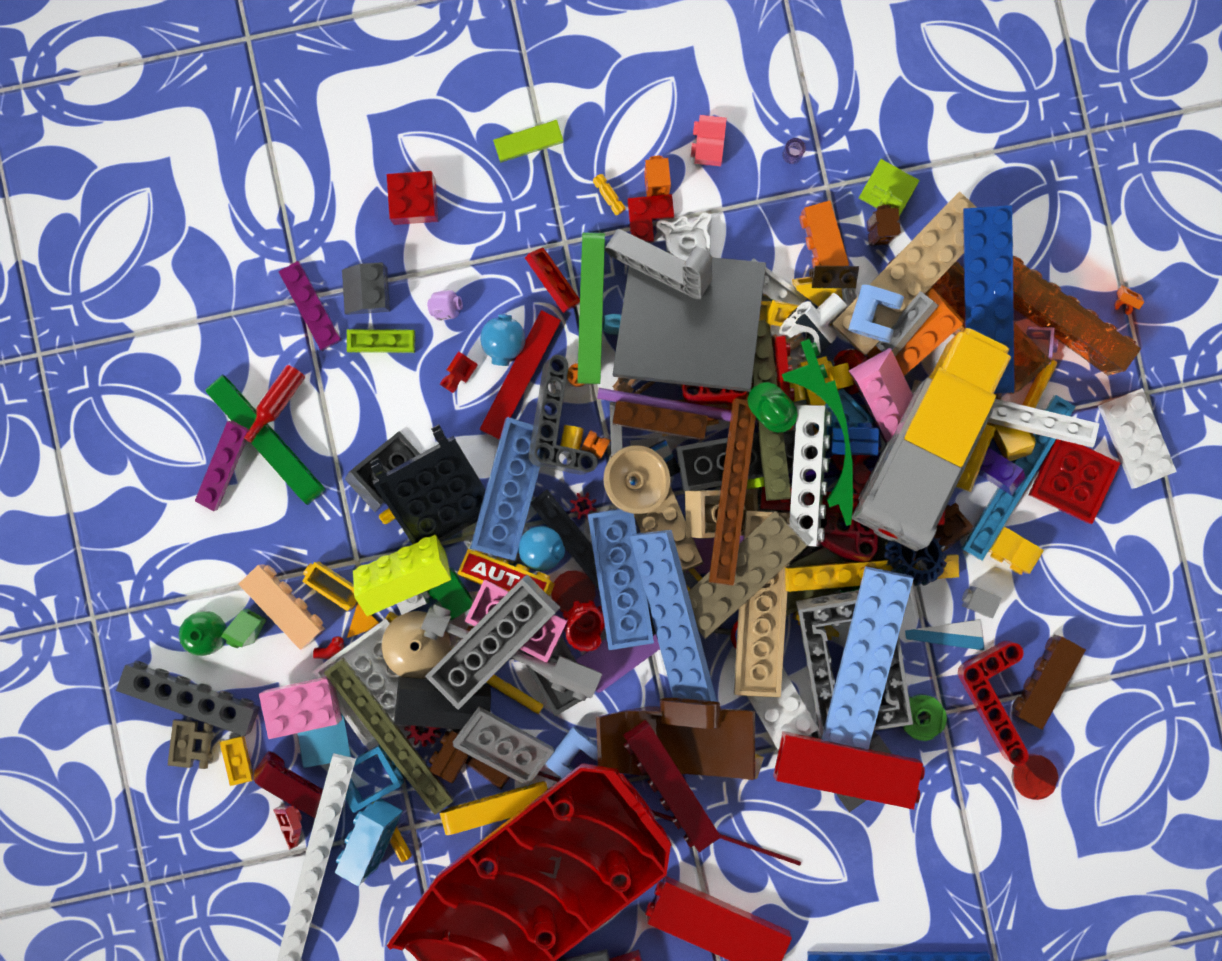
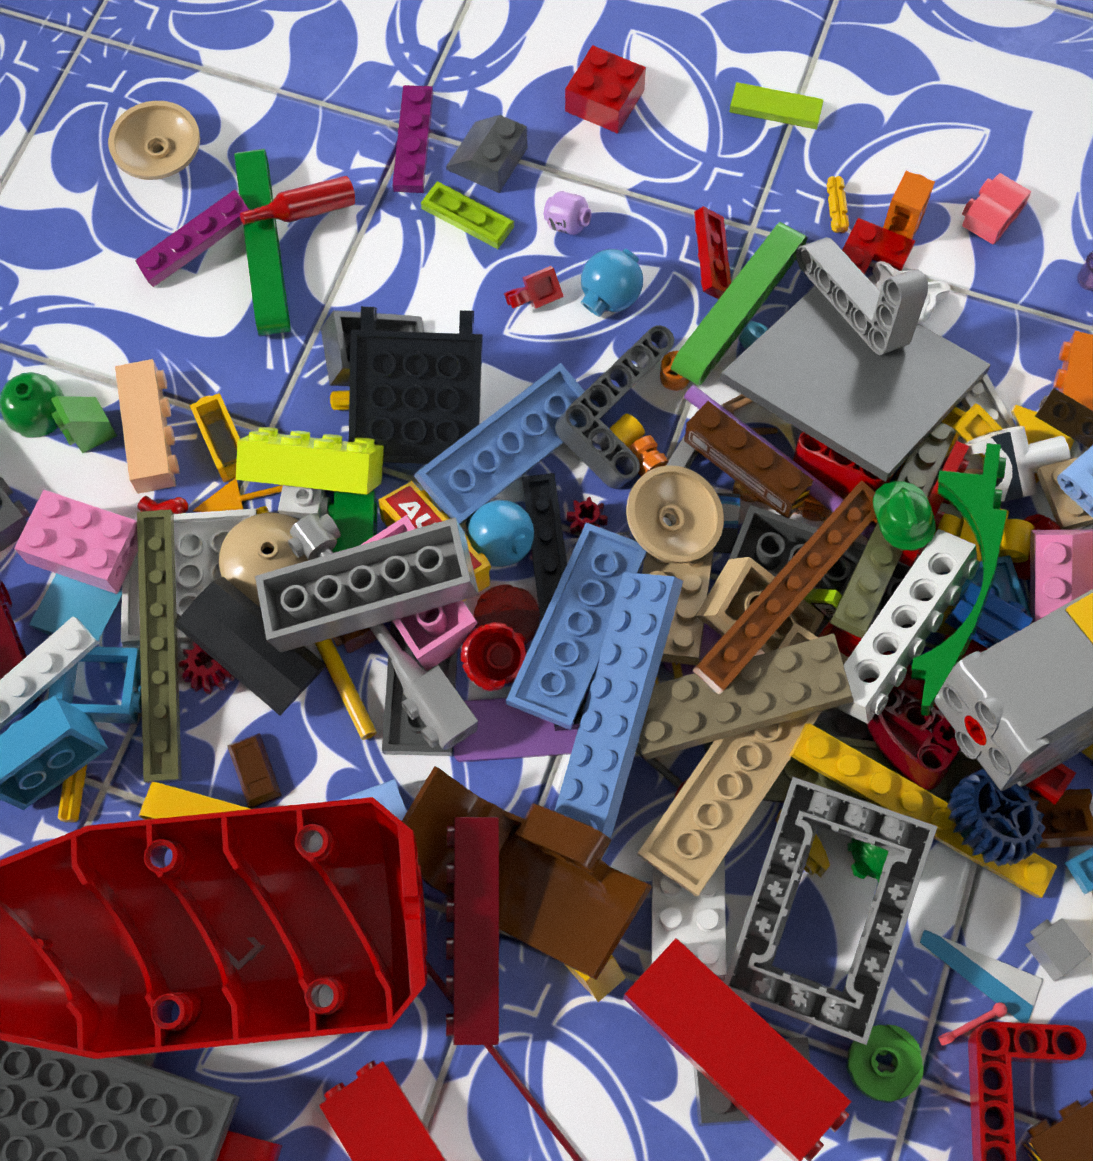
camera: 35 degrees right, 20 degrees down
(134, 408) = (151, 129): none -> tan dish
(449, 760) = (219, 720): reddish brown brick -> none
(503, 746) = (290, 739): light grey plate -> none
(520, 374) = (610, 332): red tile -> none
(867, 657) = (852, 900): light blue plate -> none
(948, 682) = (998, 1010): none -> coral hinge

